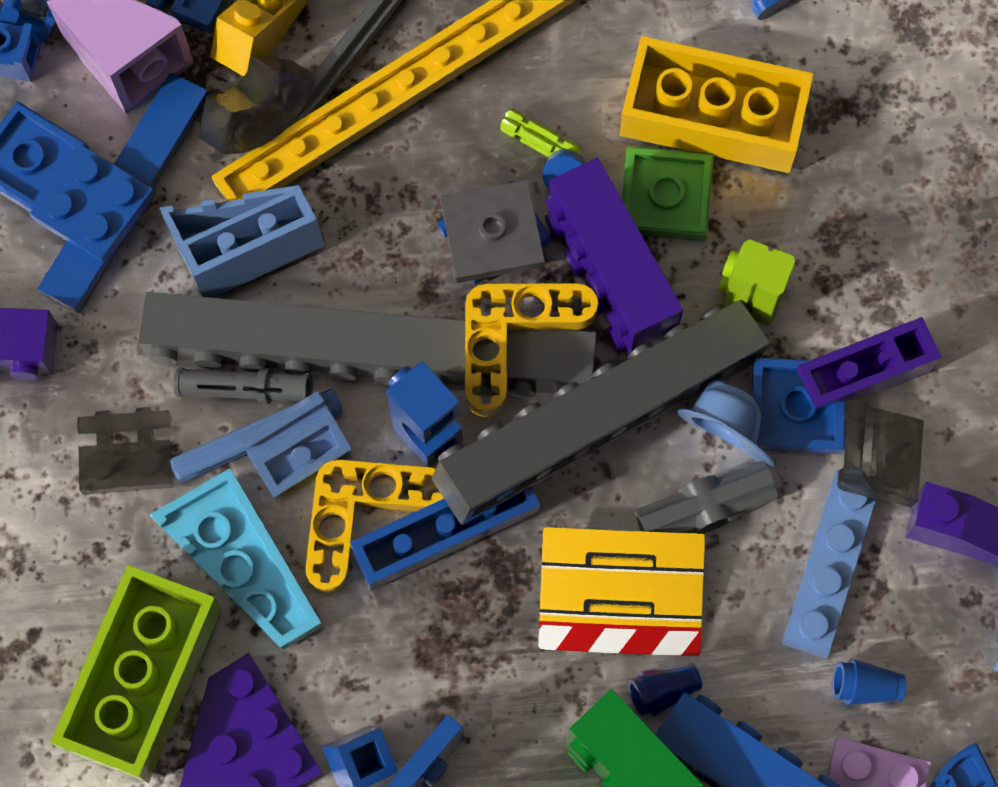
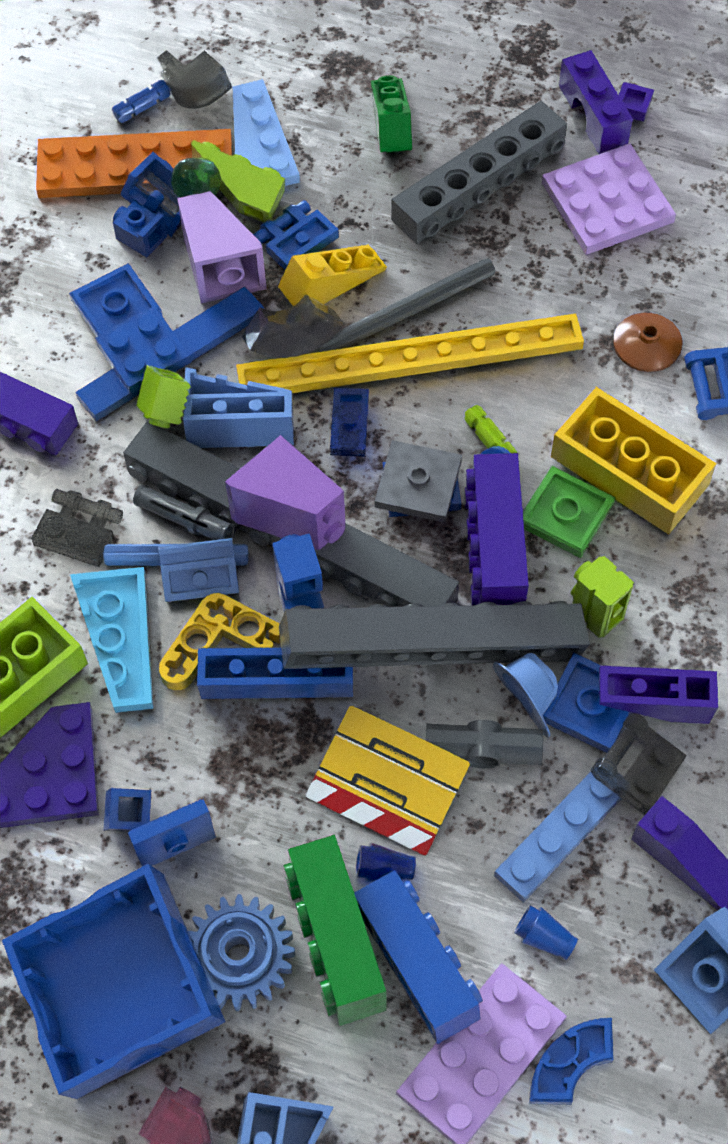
camera: 25 degrees right, 10 degrees down
(151, 255) = (162, 396): none -> lime brick
(367, 321) = (286, 496): none -> medium lavender slope
(376, 190) = (349, 422): none -> clear blue plate
(496, 325) = (387, 544): yellow beam -> none

